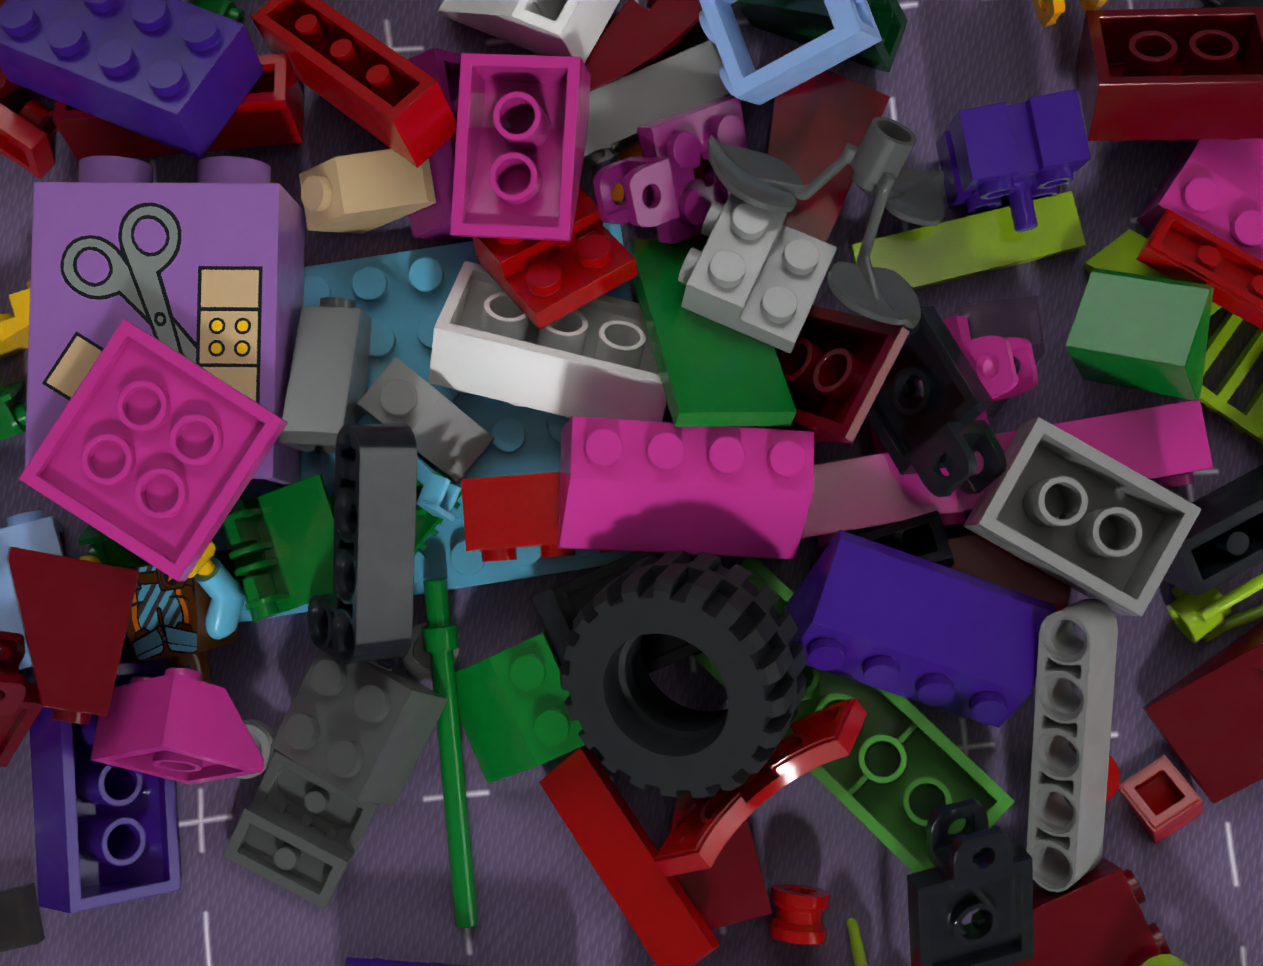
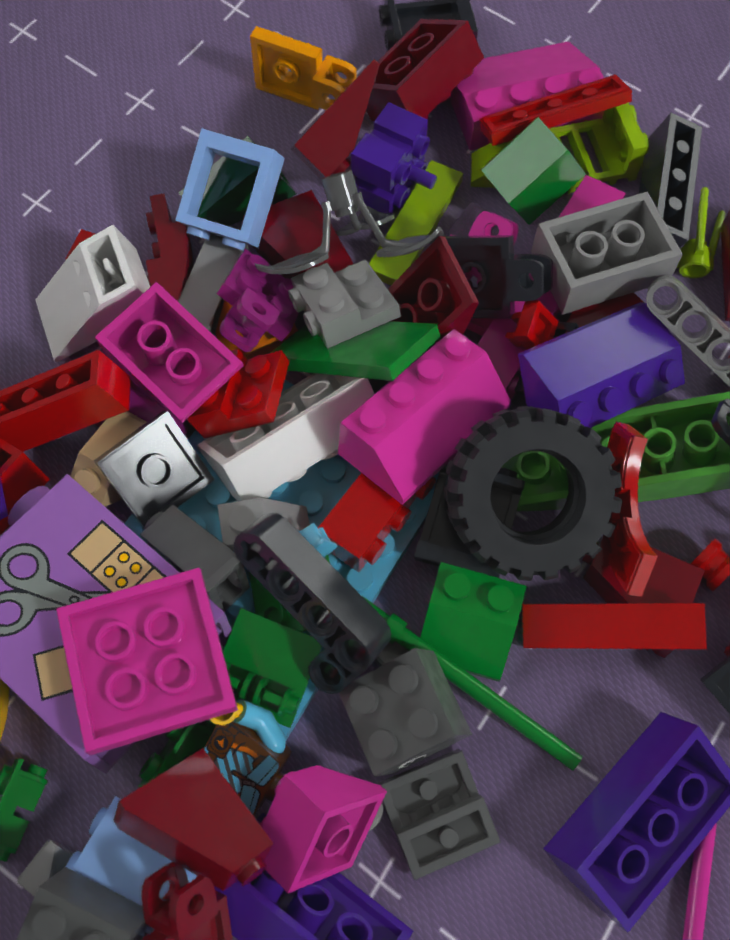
camera: 55 degrees left, 20 degrees down
(386, 250) = (154, 468): none -> plate
(906, 514) = (534, 325): none -> red tile
(975, 57) = (335, 133): none -> dark red slope

